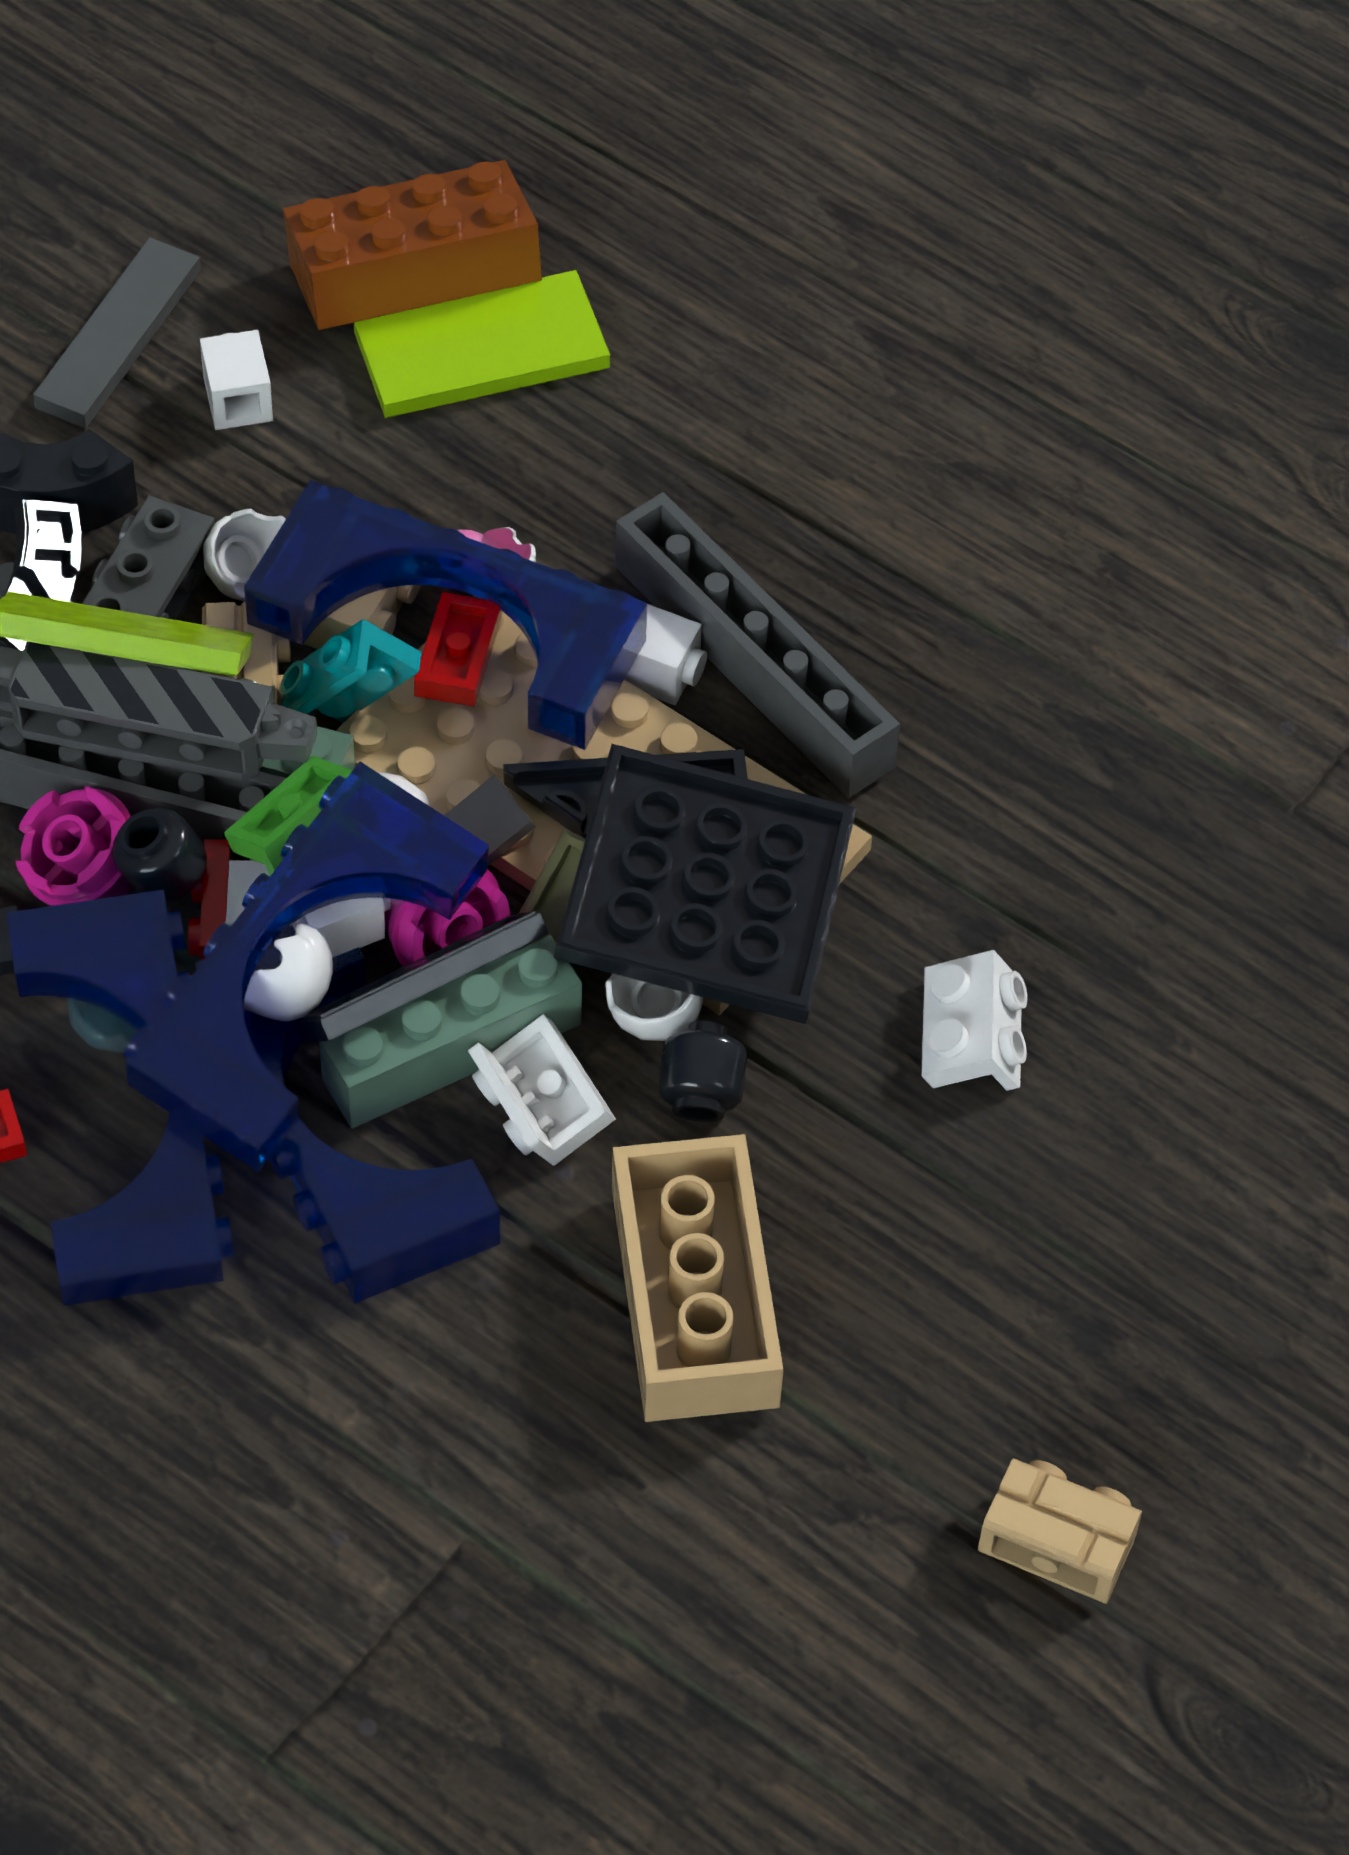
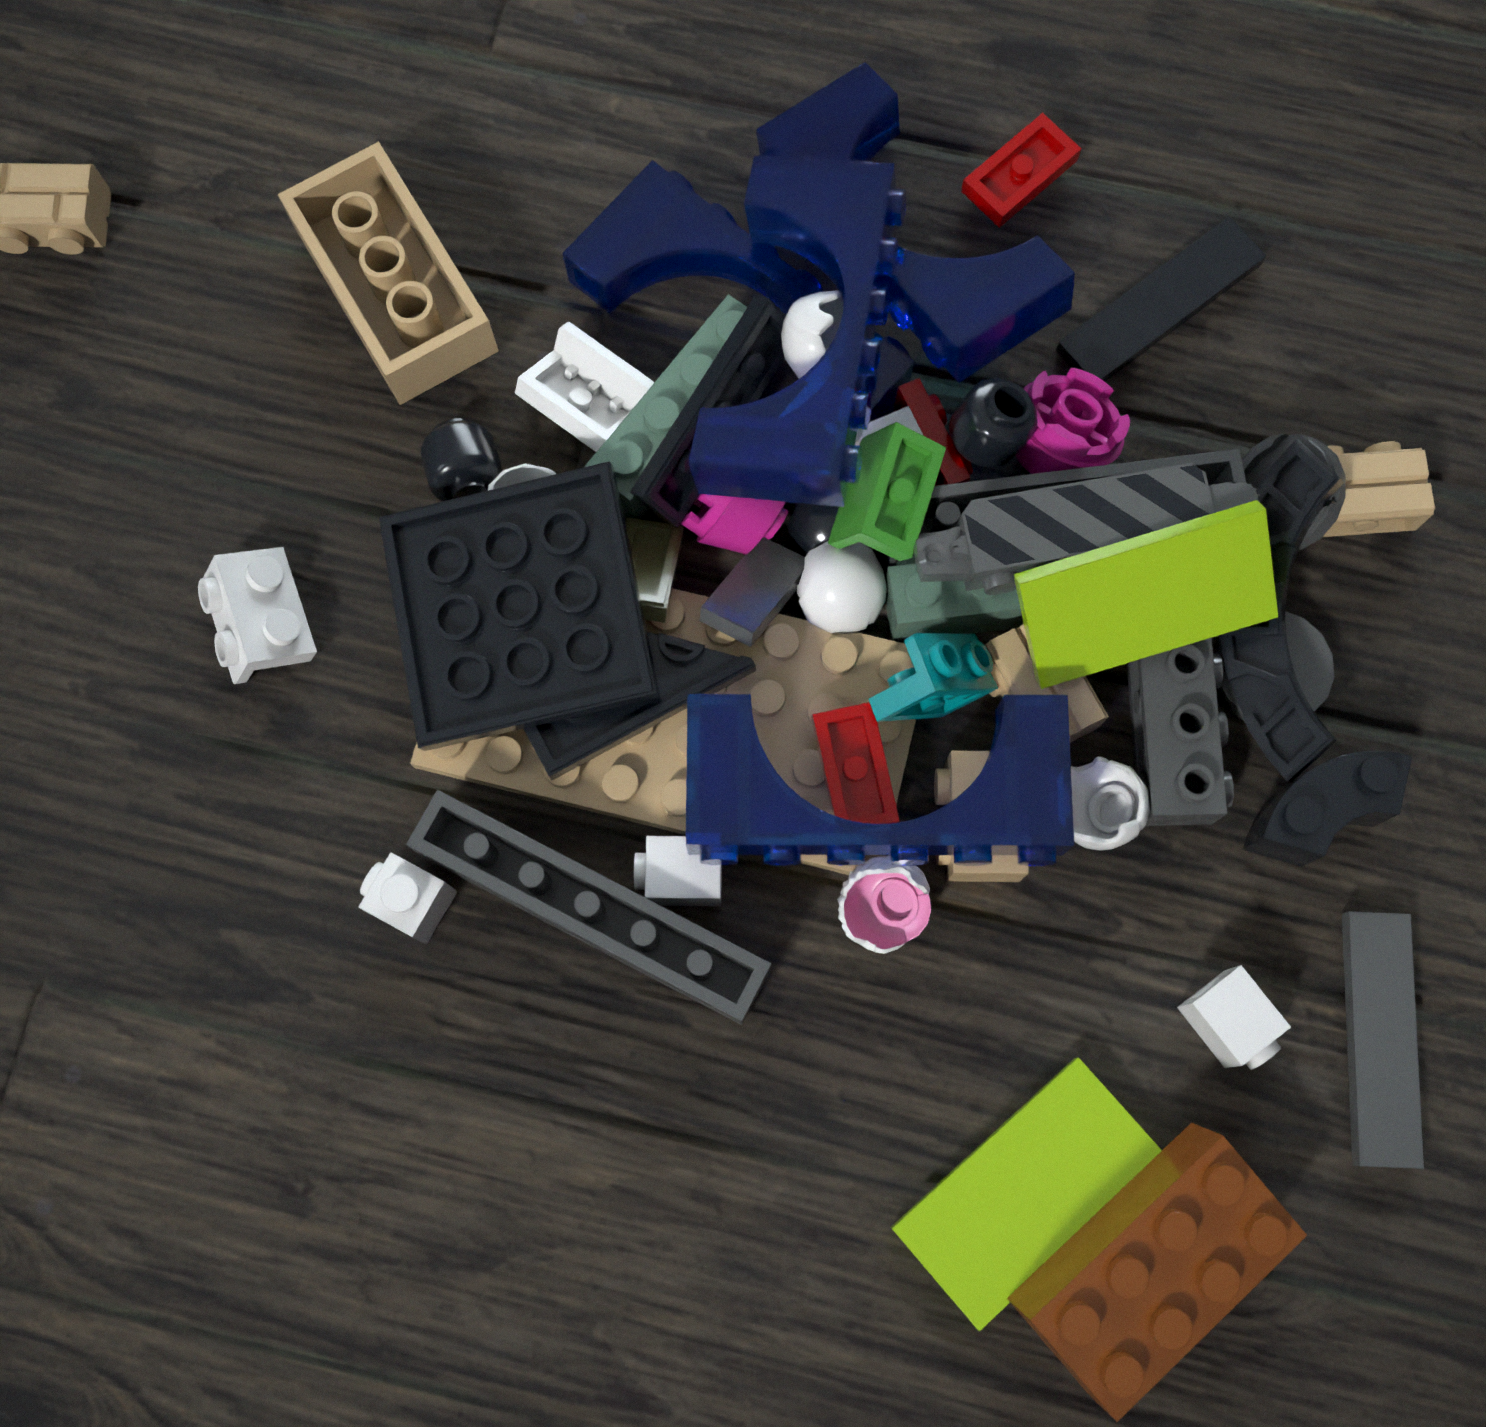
camera: 160 degrees right, 20 degrees up
(928, 717) = (406, 897): none -> white brick

